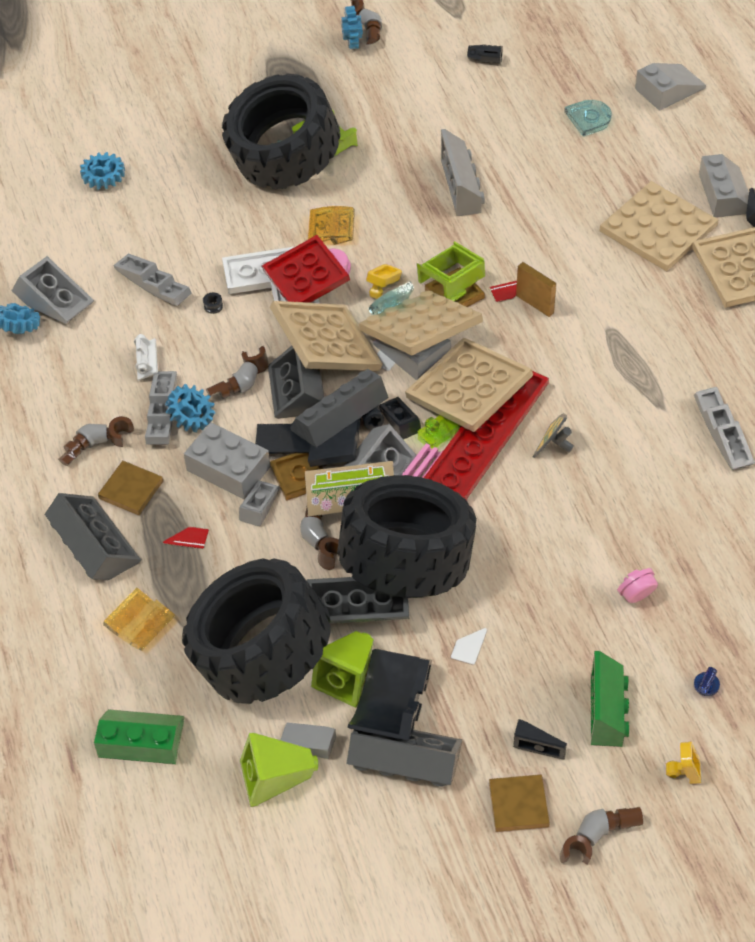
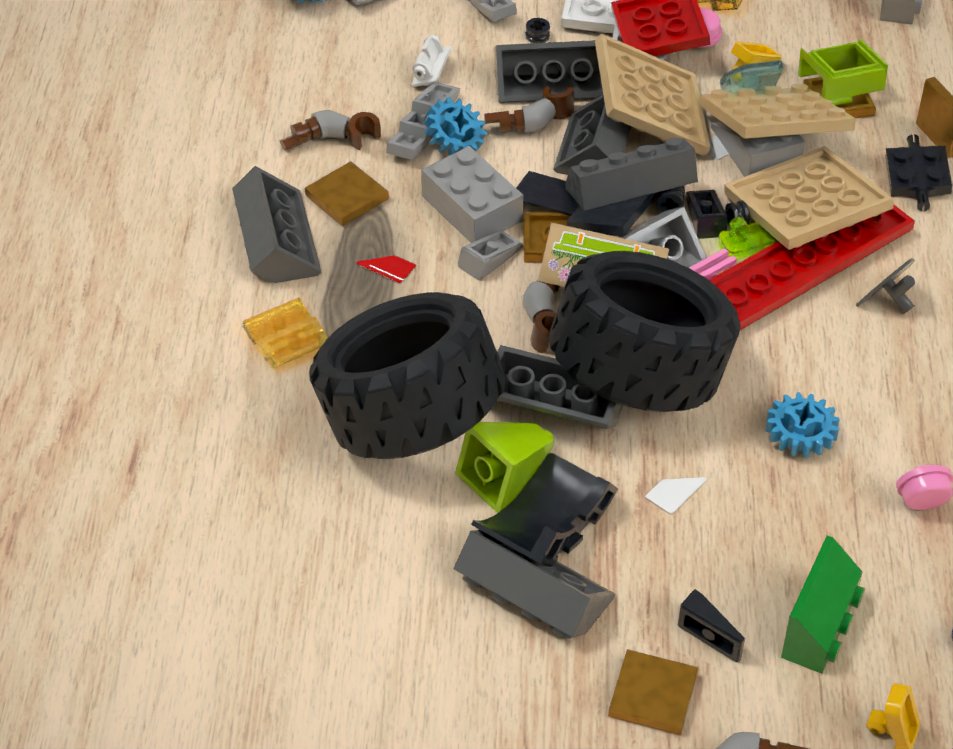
camera: 20 degrees right, 5 degrees down
(139, 736) = (221, 458): green slope -> none
(225, 339) = (528, 68): none -> dark grey slope
(274, 767) = (365, 543): lime slope -> none
(317, 738) = (423, 529): light grey slope -> none
(424, 412) = (737, 210): none -> black bush
(504, 291) = (901, 114): red sticker -> none
(534, 335) = (918, 171): none -> black plate
(548, 562) = (818, 426): none -> dark azure gear

